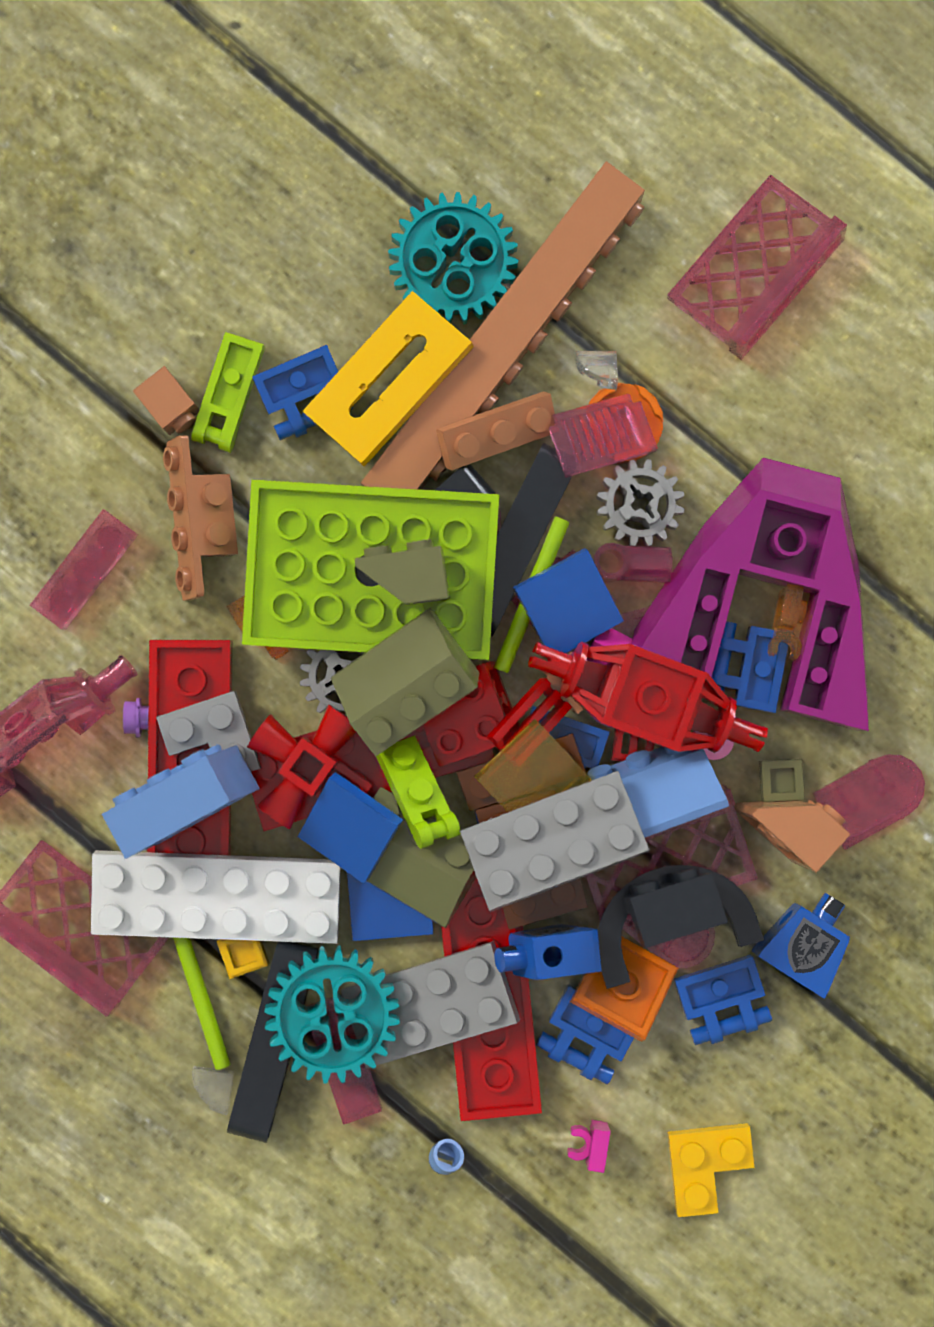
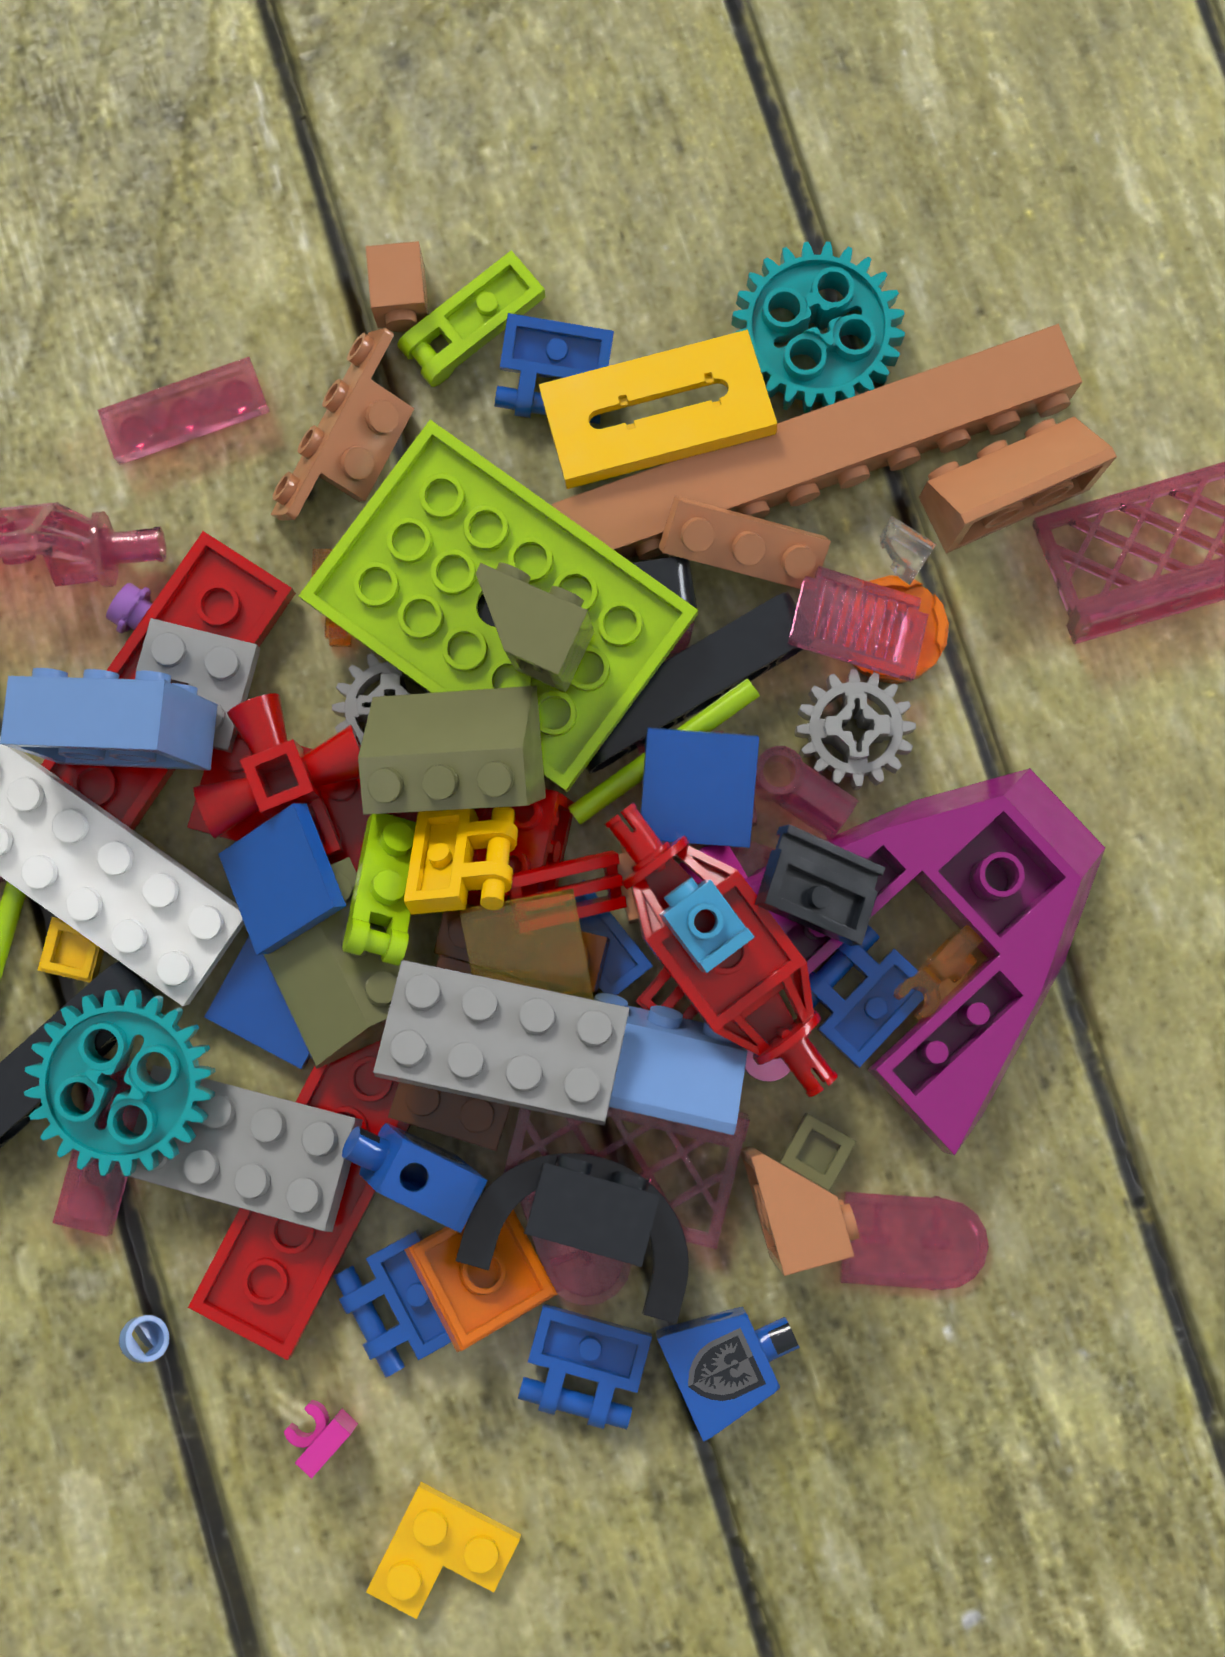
camera: 30 degrees right, 5 degrees down
(444, 755) = (443, 857): none -> yellow plate
(639, 280) = (1013, 481): none -> nougat slope
(649, 699) = (721, 941): none -> dark azure brick
(685, 620) = (819, 885): none -> black plate

